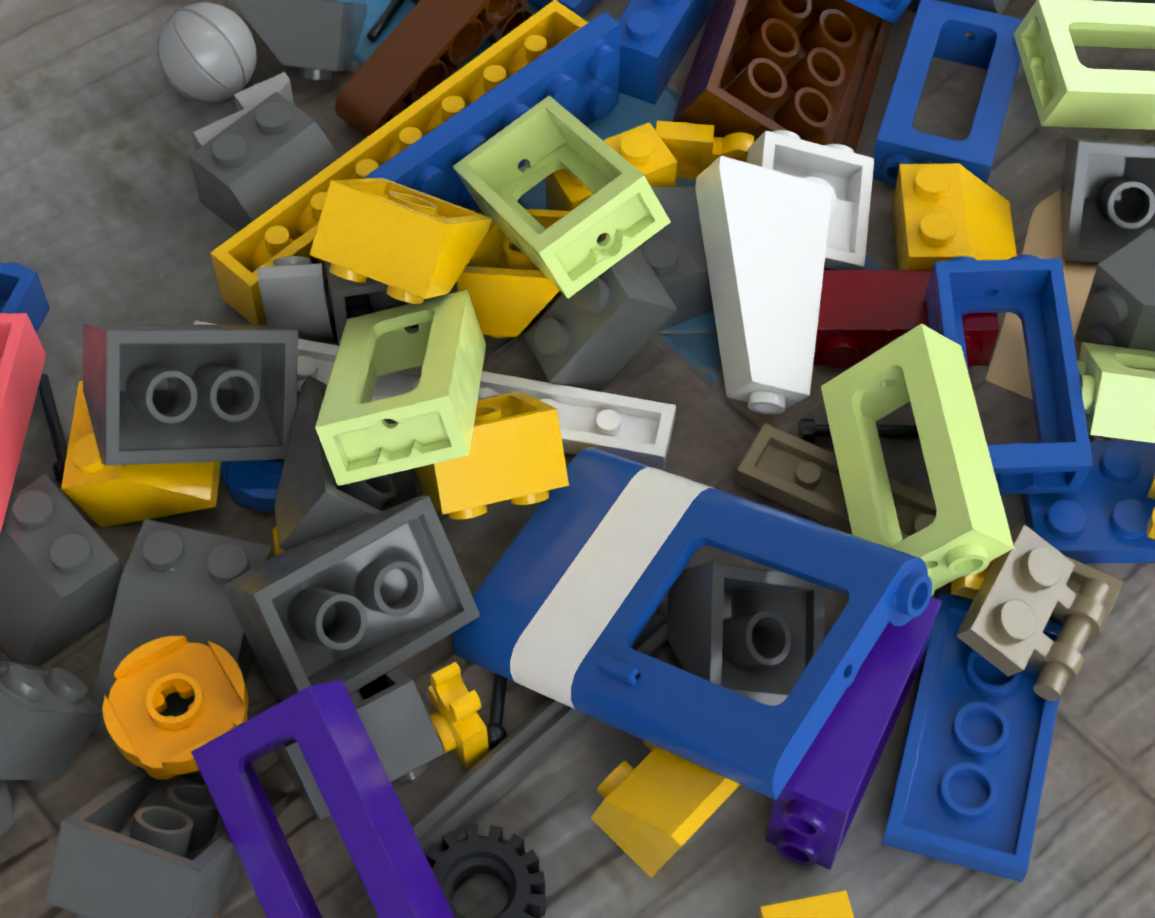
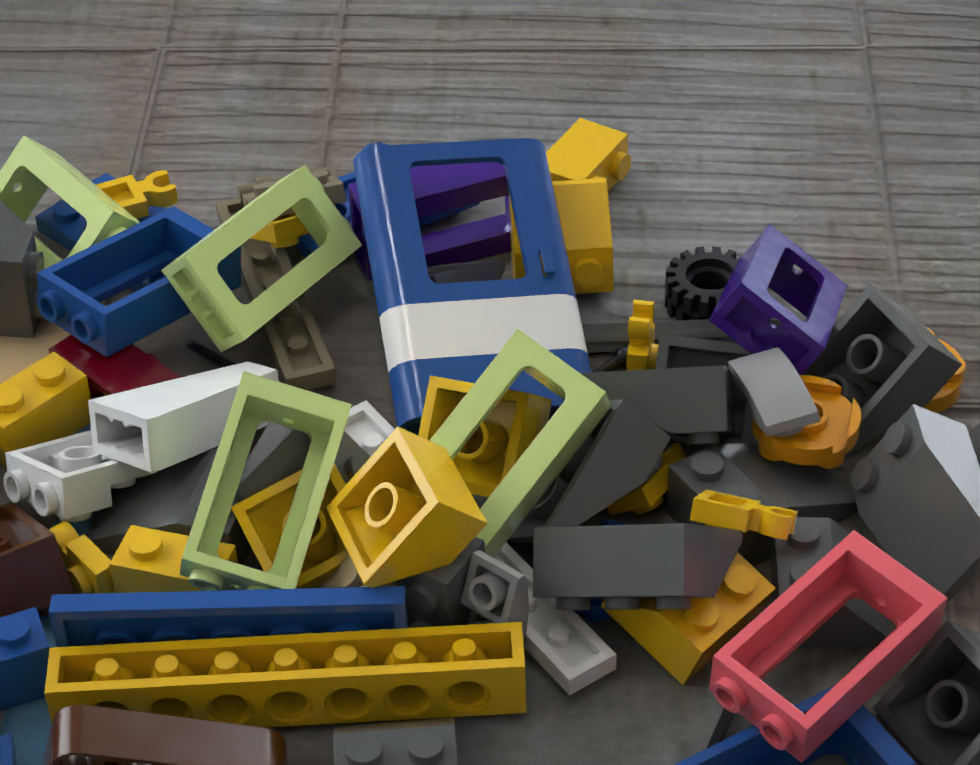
camera: 135 degrees left, 15 degrees down
(139, 491) = (742, 514): none -> yellow plate
(208, 655) = (774, 392): none -> light grey slope

